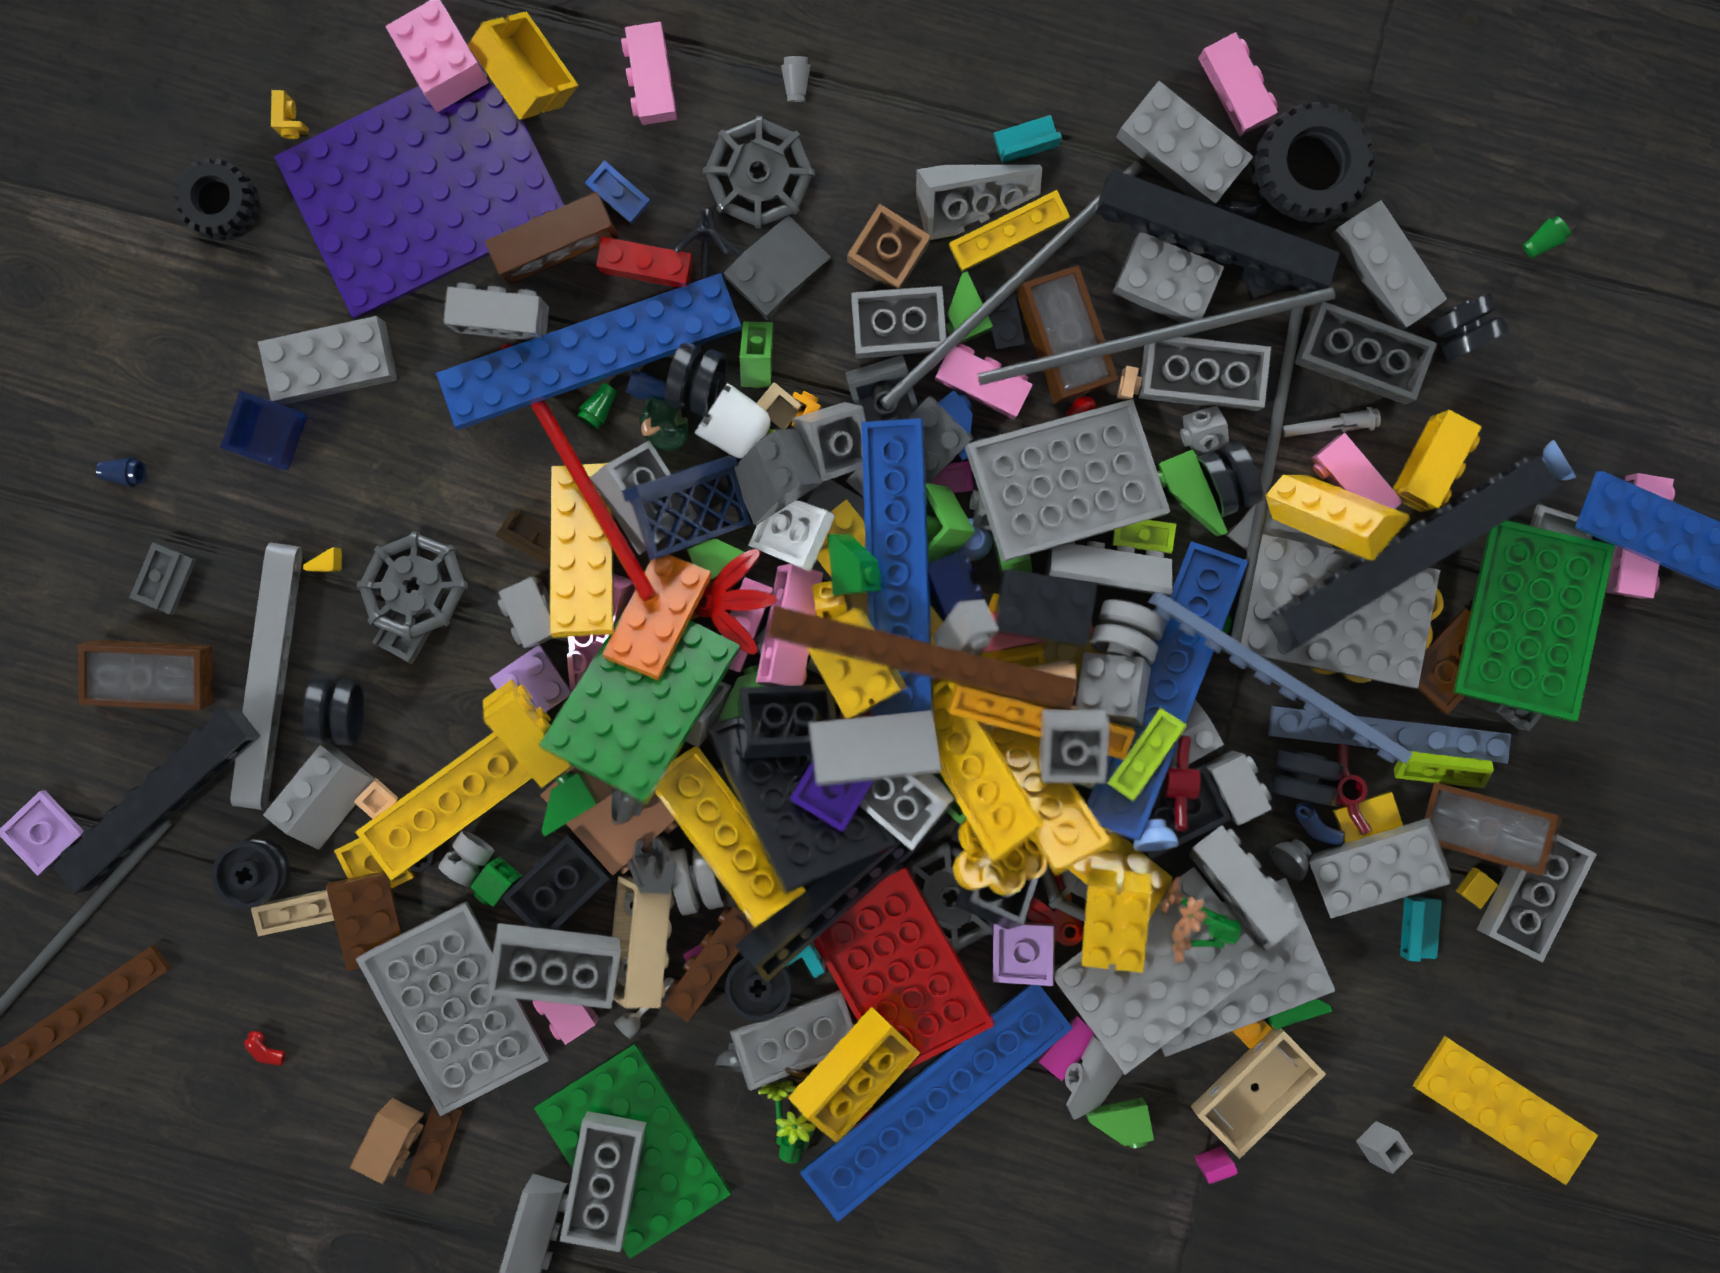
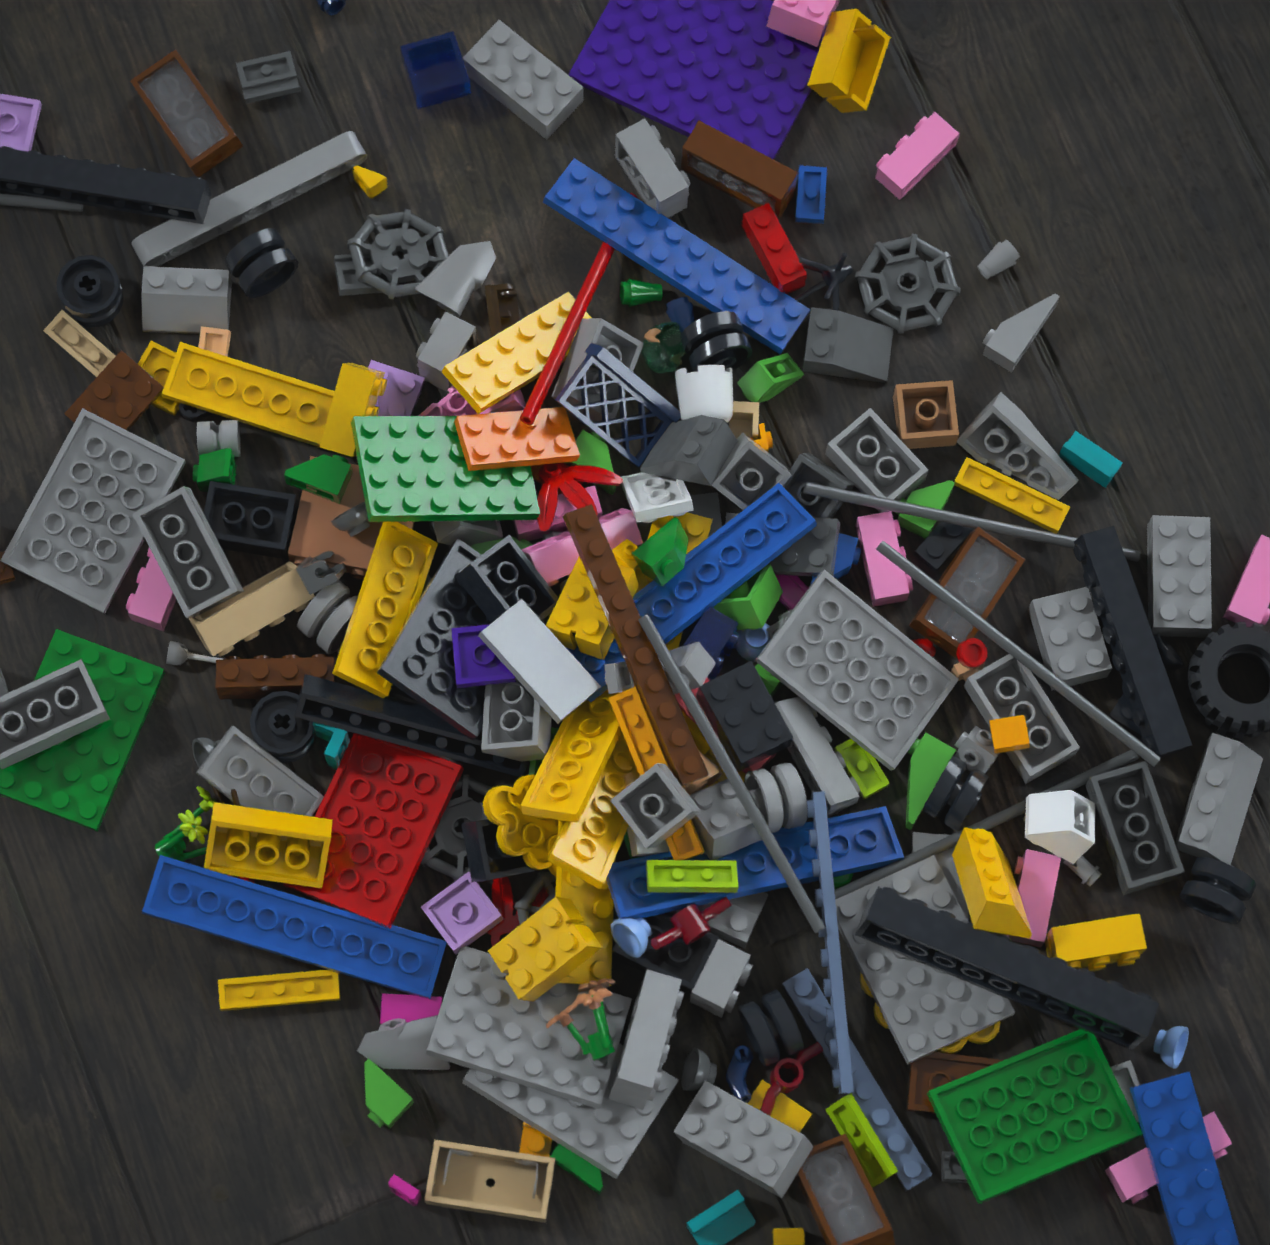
camera: 45 degrees right, 15 degrees down
(470, 551) = (459, 276): none -> light grey panel
(875, 119) = (1016, 334): none -> light grey slope
(936, 692) = (618, 677): none -> light grey plate
(973, 1144) = (278, 989): none -> yellow plate
(1088, 660) = (731, 773): none -> dark grey piece
(1125, 373) = (971, 653): none -> red tile
(1222, 399) = (1009, 734): none -> light orange panel
(1320, 412) = (1060, 823): none -> white slope

